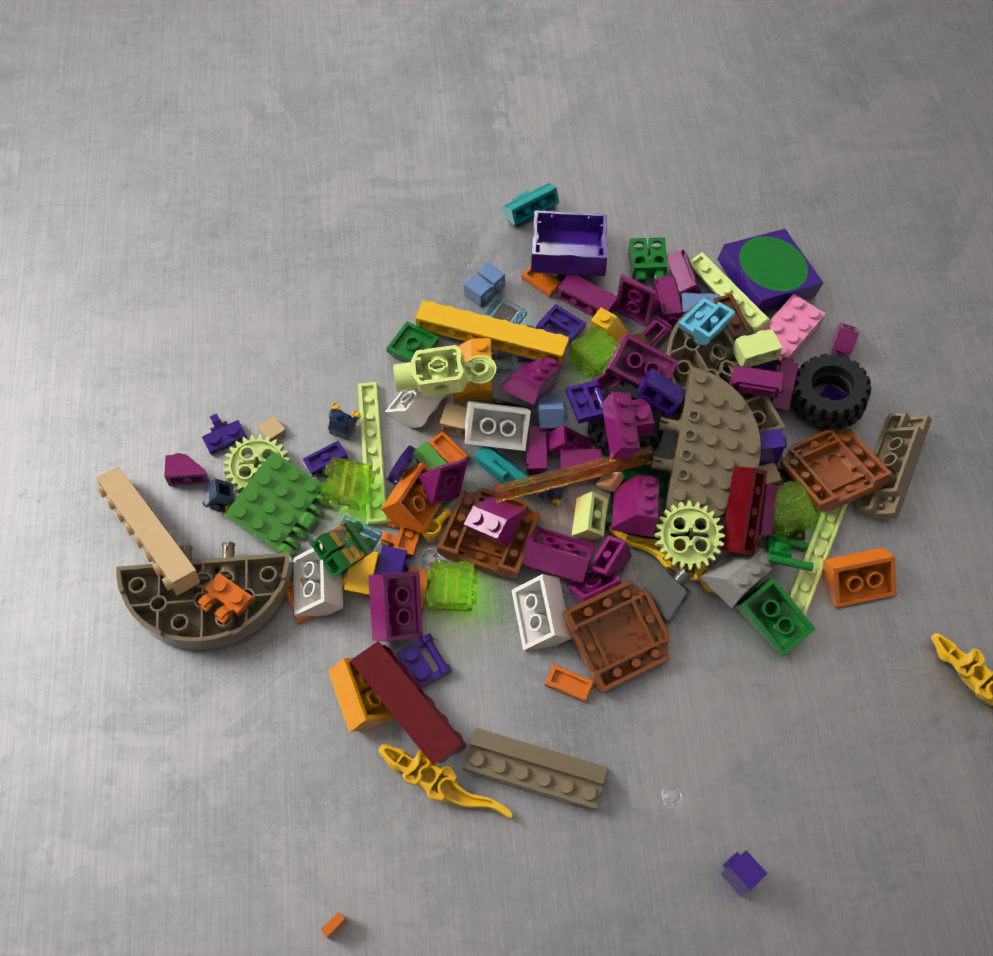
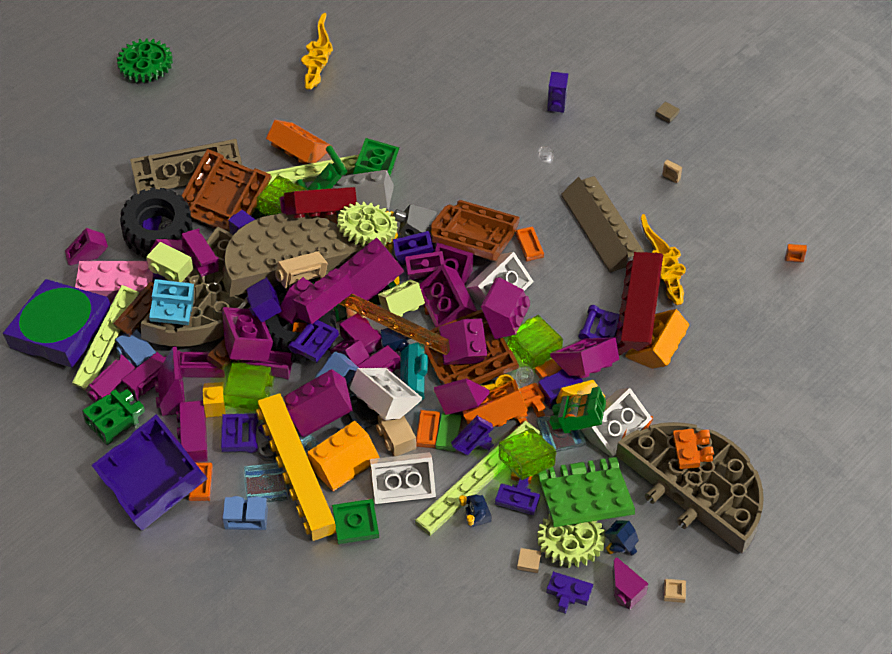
camera: 130 degrees left, 10 degrees down
(147, 531) = (699, 548): tan brick -> none
(152, 501) = (675, 590): none -> tan tile
(442, 371) = (380, 444): yellowish green brick -> none
(499, 577) = (505, 308): none -> magenta slope
(525, 203) = (127, 544): teal piece -> none
(542, 901) = (672, 171): none -> tan tile
(638, 564) = (413, 245): none -> dark purple brick
(666, 431) = (306, 266): none -> tan window

